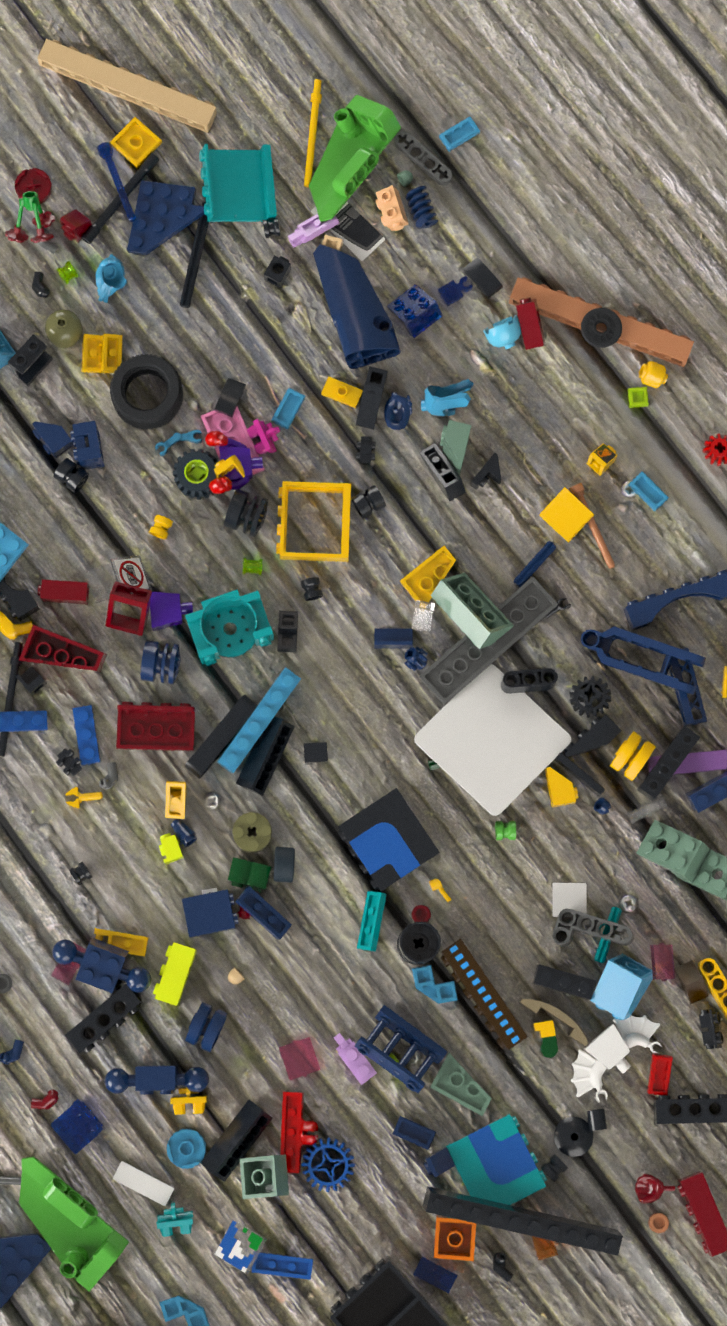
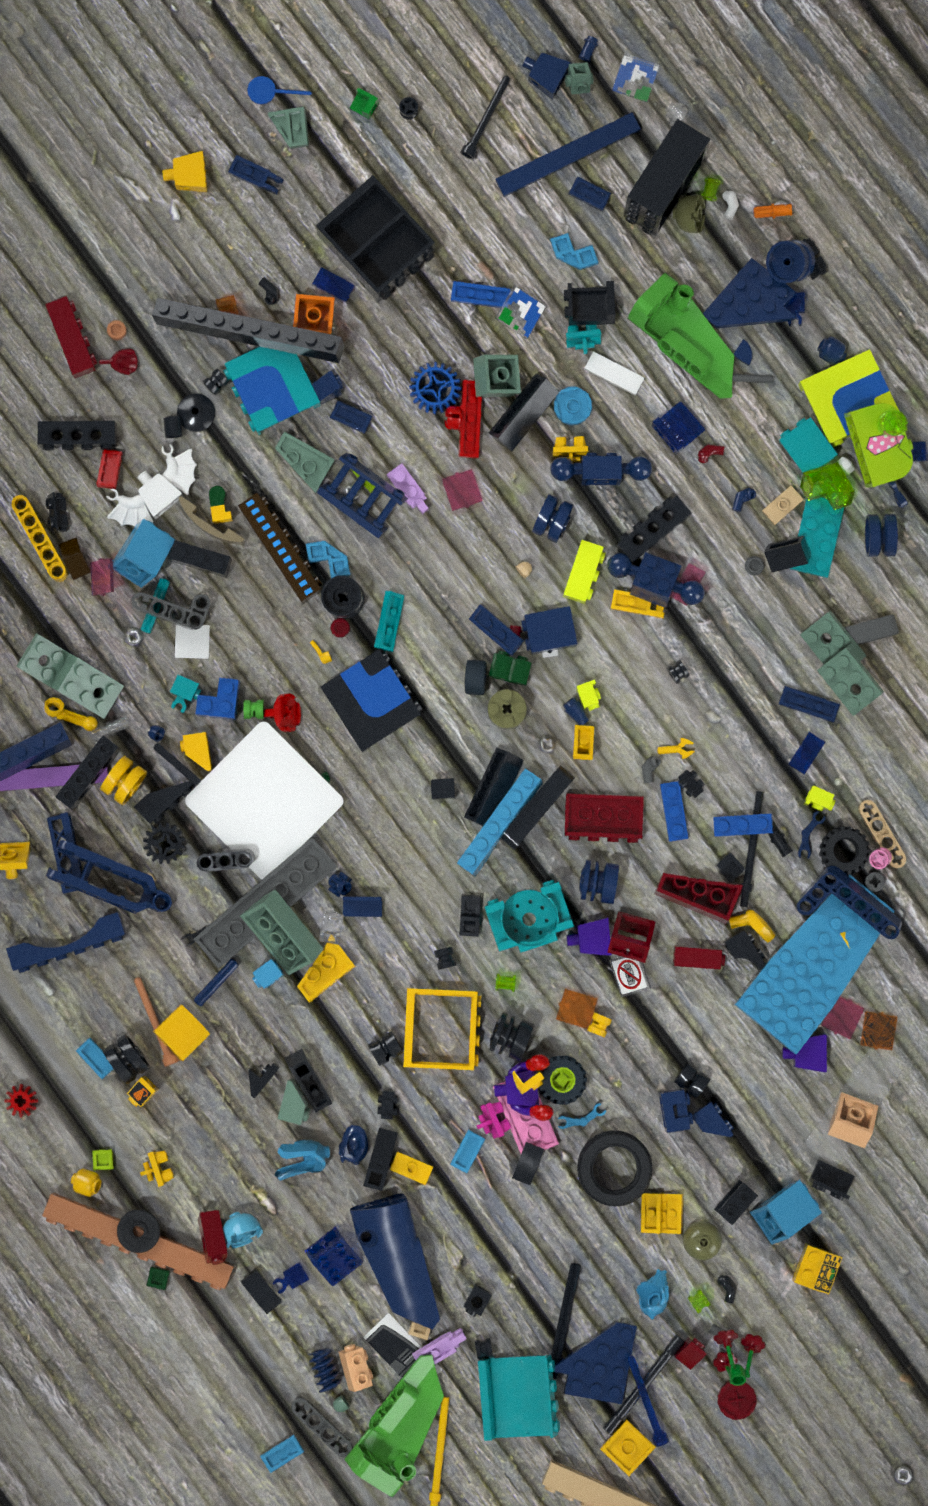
camera: 175 degrees left, 5 degrees up
(9, 1207) = (744, 353): none -> dark blue tile
(167, 1255) = (590, 305): none -> black panel
(183, 543) = (576, 1008): none -> clear orange piece
(473, 826) = (285, 712): none -> red tile
(484, 569) = (267, 974): none -> dark azure brick
(537, 832) = (222, 706): none -> blue brick
(575, 848) = (184, 690): none -> teal brick
(581, 289) = (158, 1278): none -> dark green tile
(587, 396) = (155, 1160): none -> yellow hips
(619, 487) = (129, 1057): none -> black wheel
(670, 815) = (88, 723): none -> yellow piece

